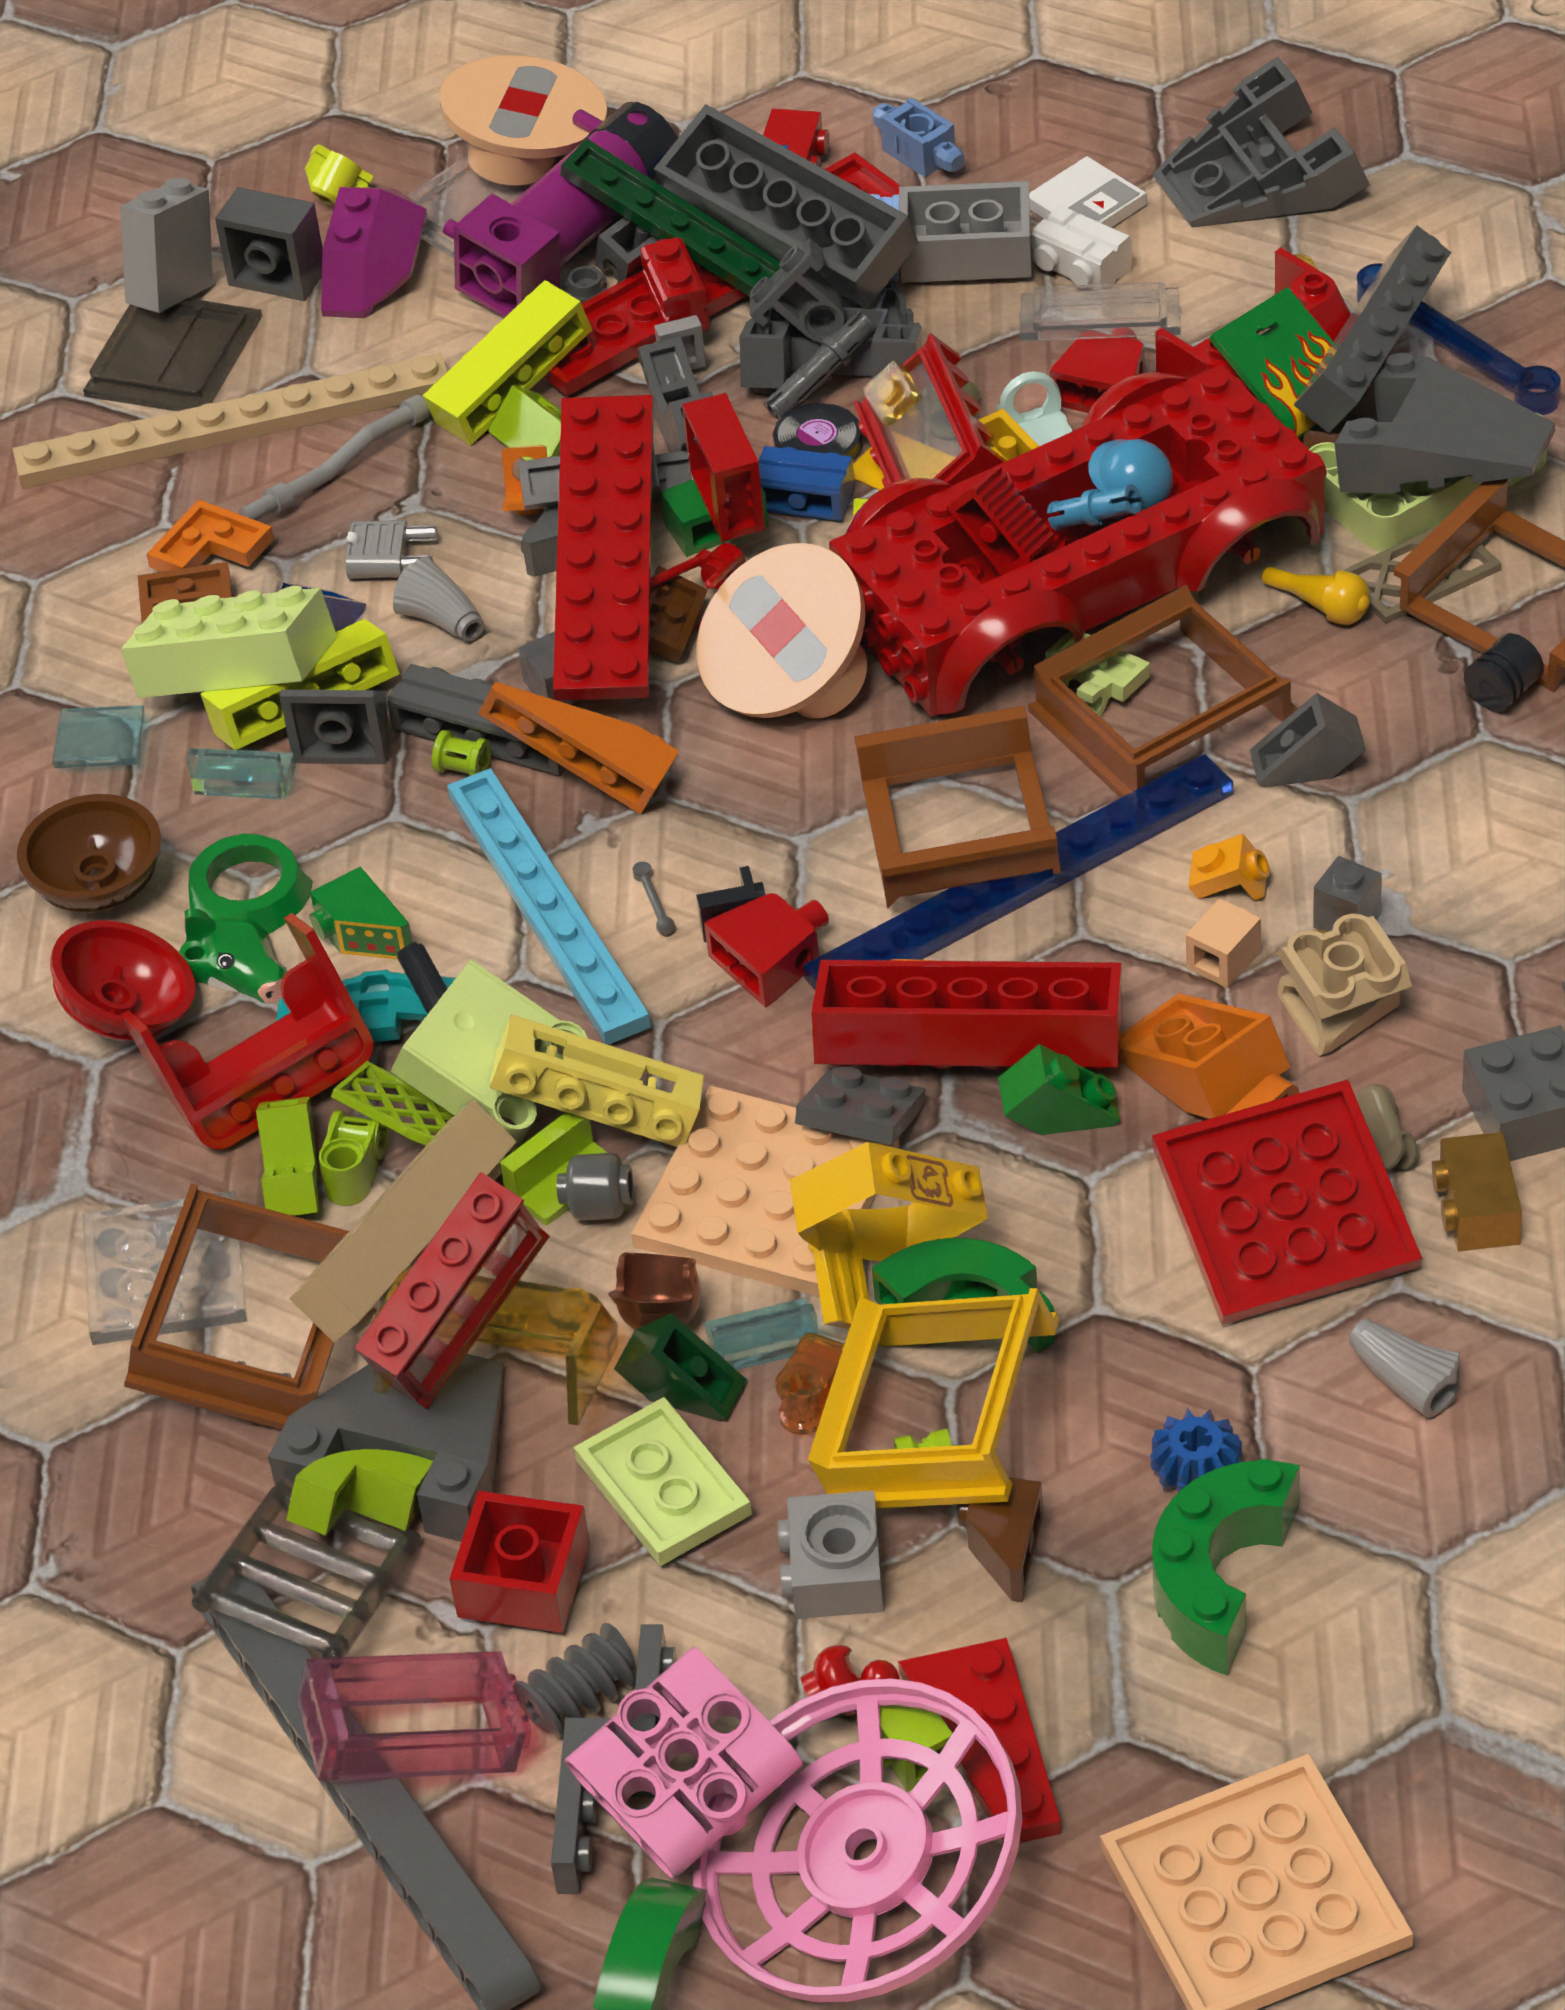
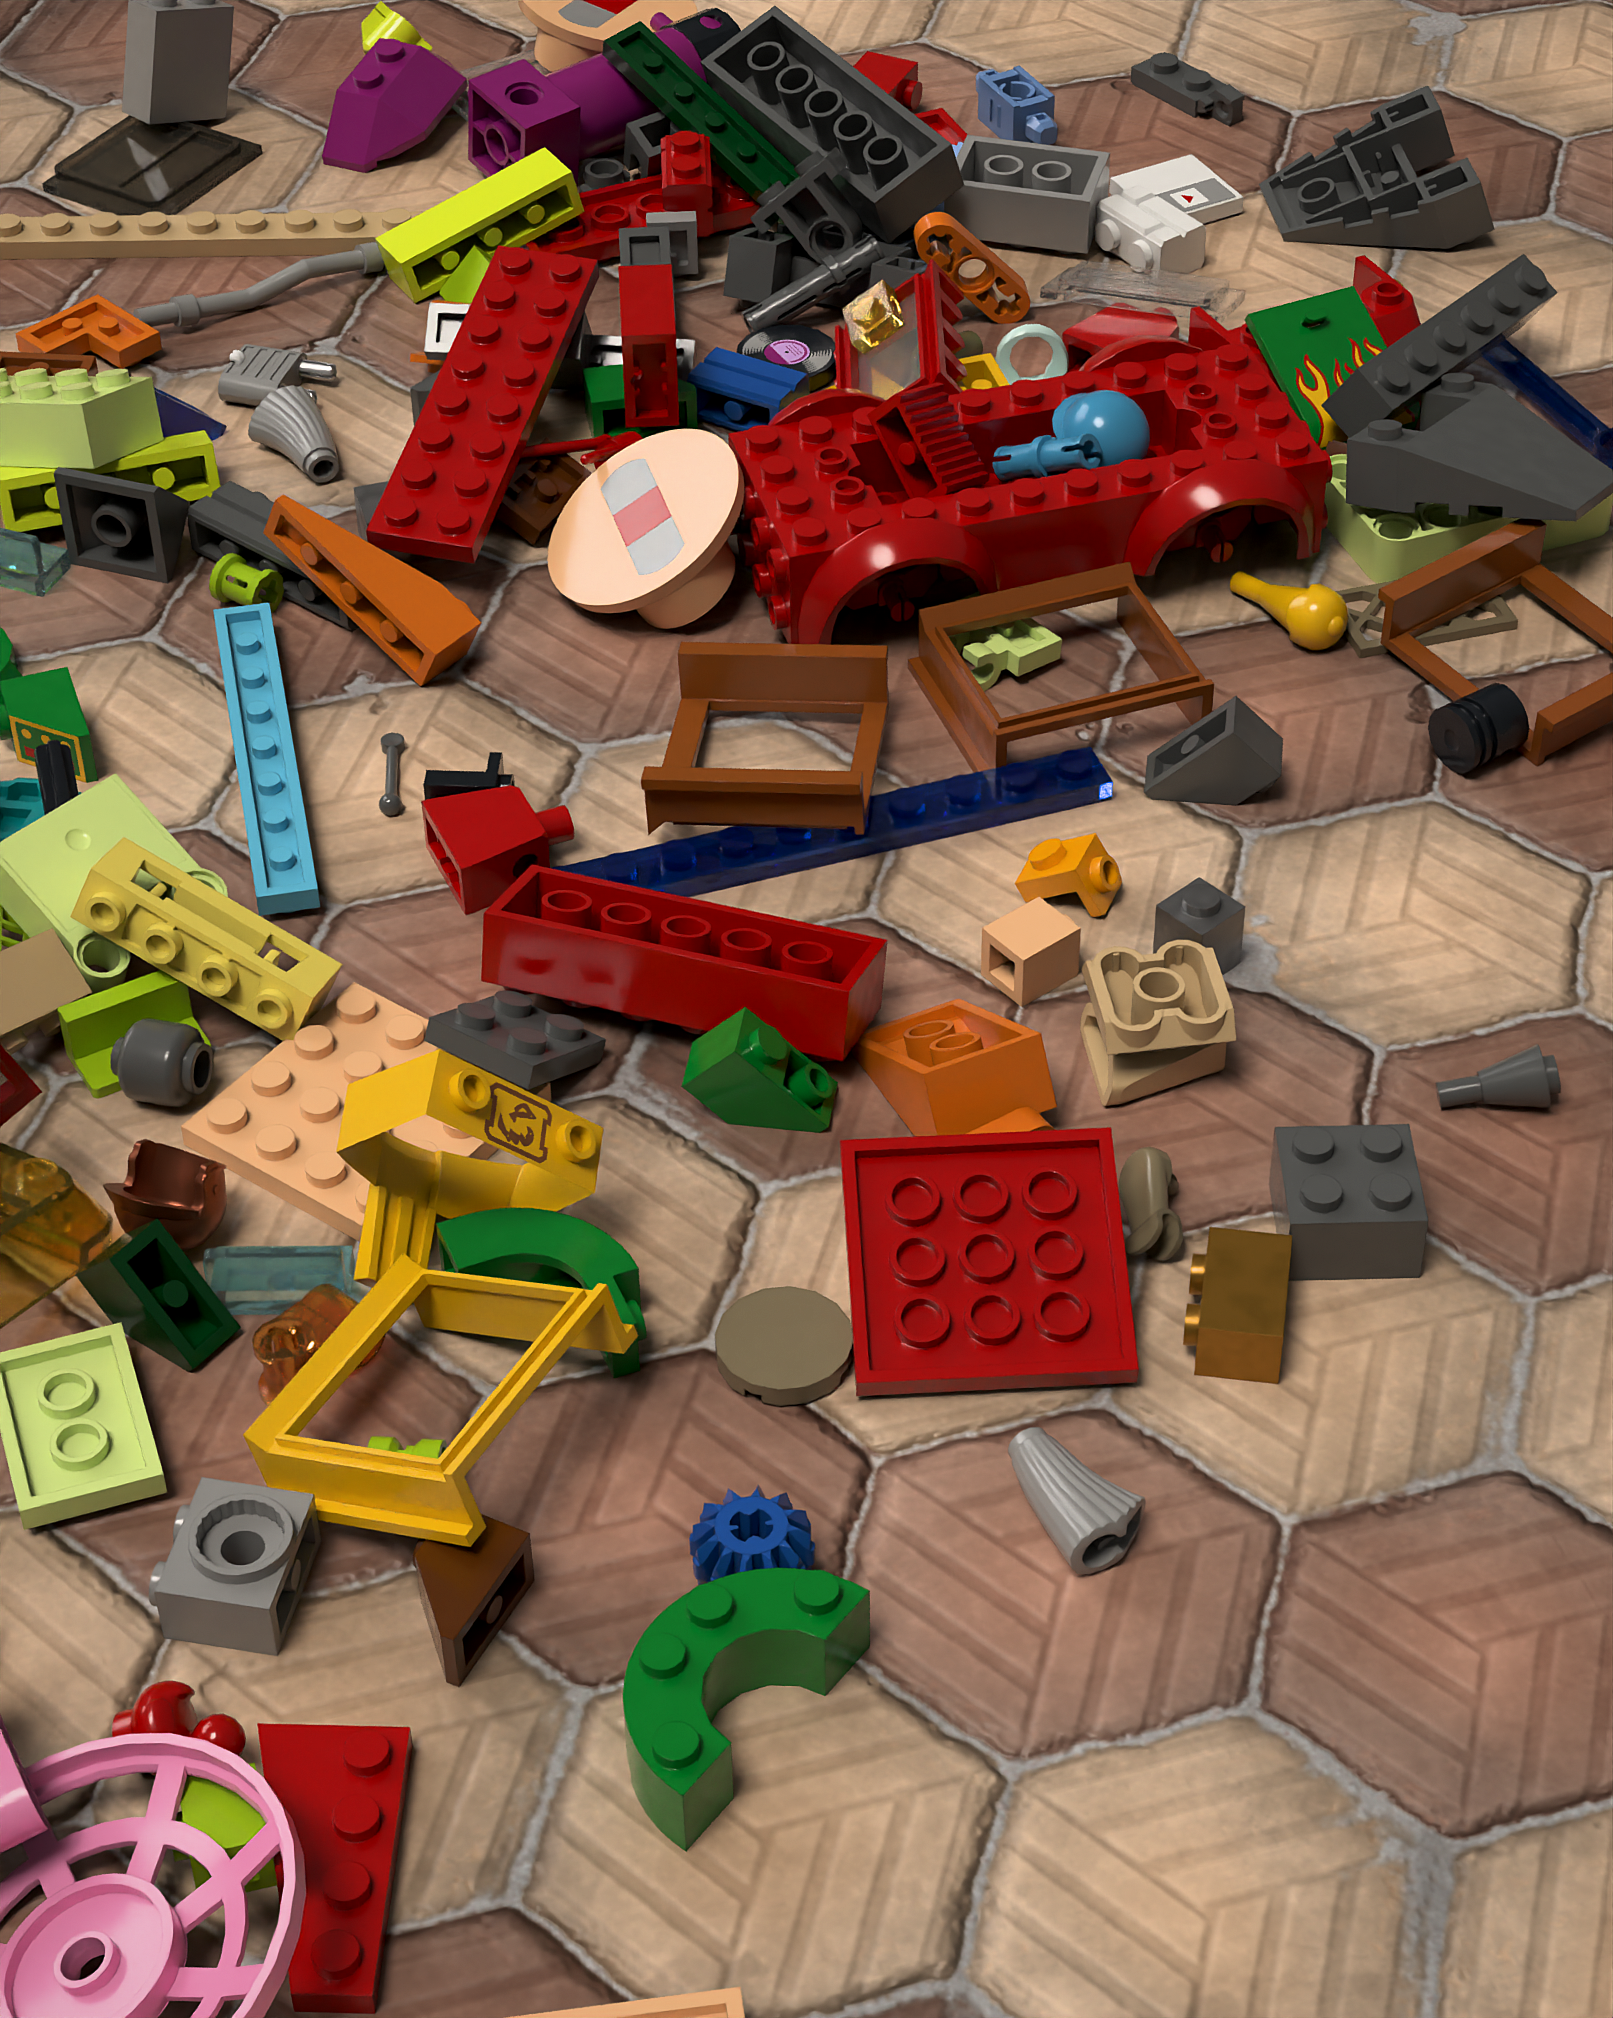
camera: 10 degrees right, 5 degrees down
(270, 243) = (287, 78): dark grey brick -> none
(943, 309) = (965, 248): none -> orange beam
(1057, 83) = (1188, 88): none -> dark grey hinge
(1155, 1299) = (784, 1345): none -> dark tan tile

